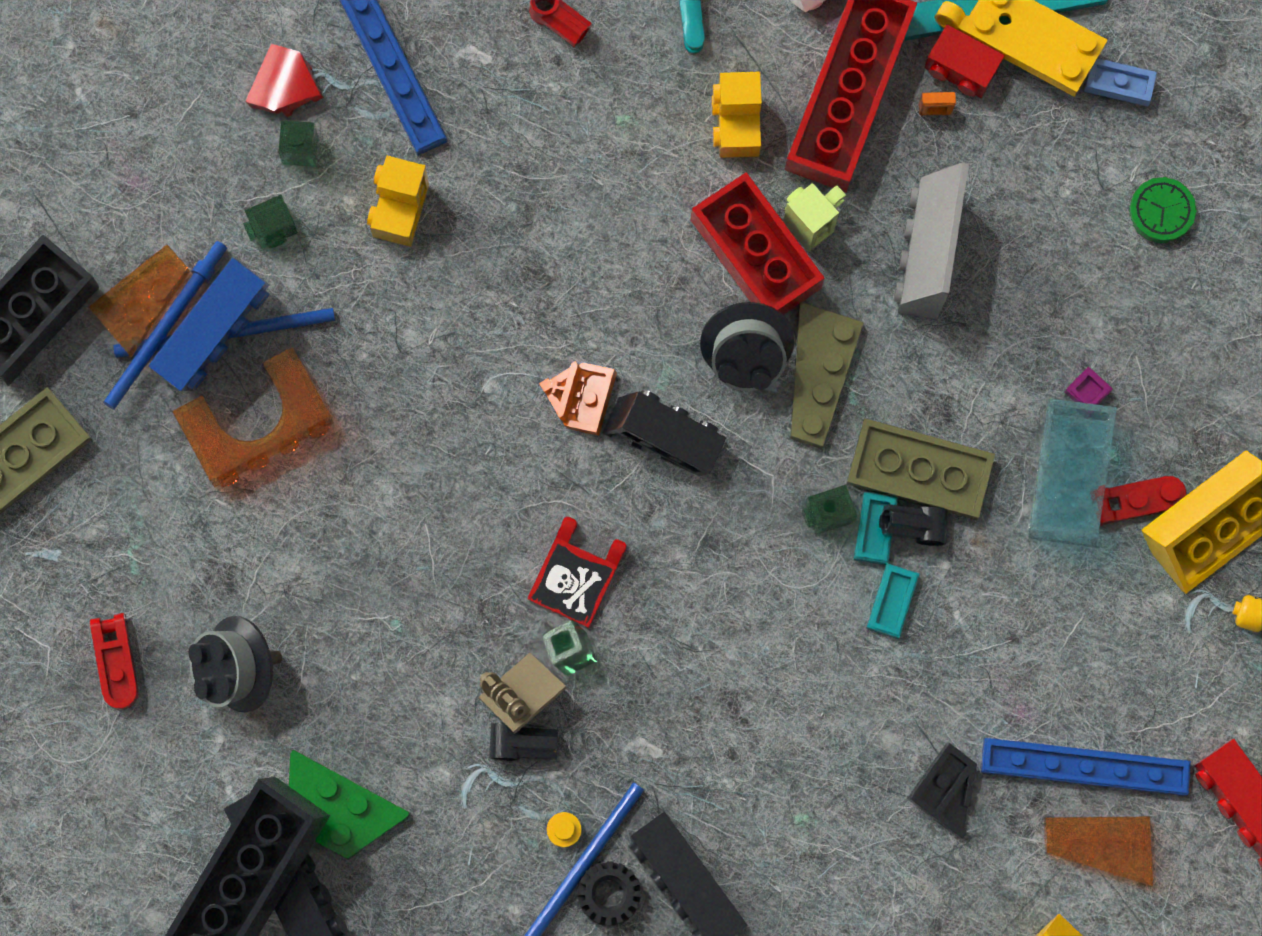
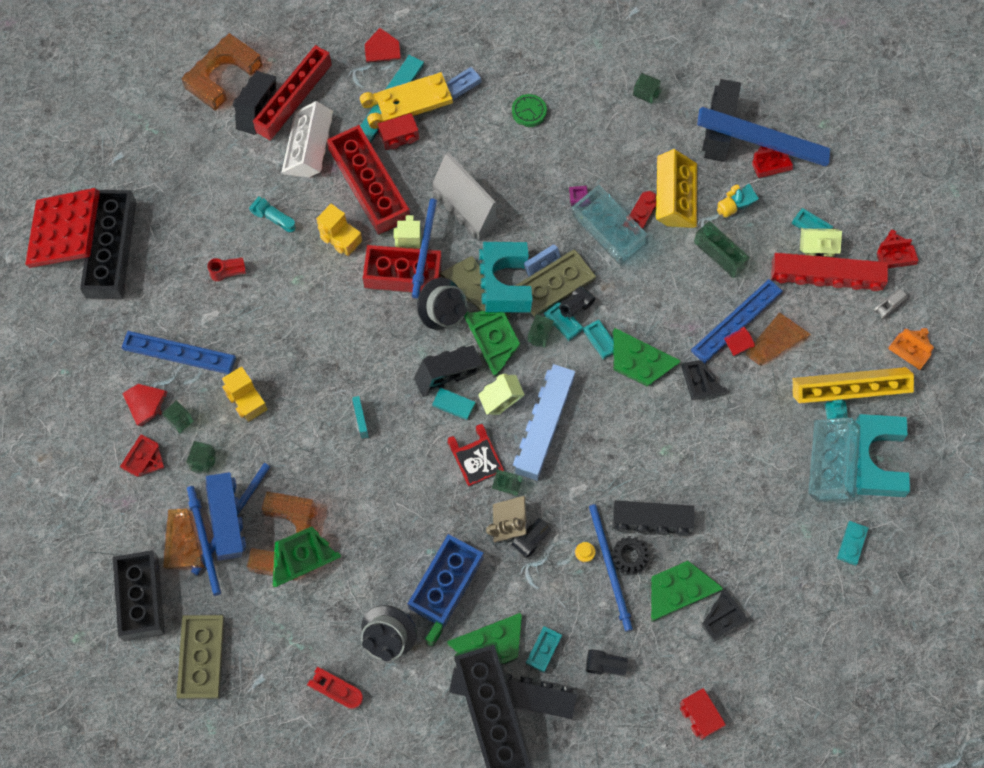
camera: 45 degrees left, 10 degrees down
(210, 149) = (143, 457): none -> red slope
(241, 466) = (300, 554): none -> green wing
(287, 725) = (434, 634): none -> green tile
(367, 680) = (445, 580): none -> blue brick
(385, 883) = (543, 649): none -> teal plate
(499, 376) = (360, 417): none -> teal tile
(581, 396) = (399, 392): slope -> none
(625, 482) = (453, 404): none -> teal tile
(687, 535) = (501, 394): none -> yellowish green brick
(701, 625) = (544, 423): none -> light blue brick
(753, 283) = (418, 278): none -> blue bar
(765, 454) = (493, 337): none -> green wing
(824, 410) = (497, 295): none -> teal arch
(905, 679) = (639, 360): none -> green wing
(937, 103) = (406, 155): orange tile -> none
(938, 424) = (542, 260): none -> medium blue plate
(1053, 795) = (739, 341): none -> red tile
(1173, 658) = (721, 249): none -> clear green brick

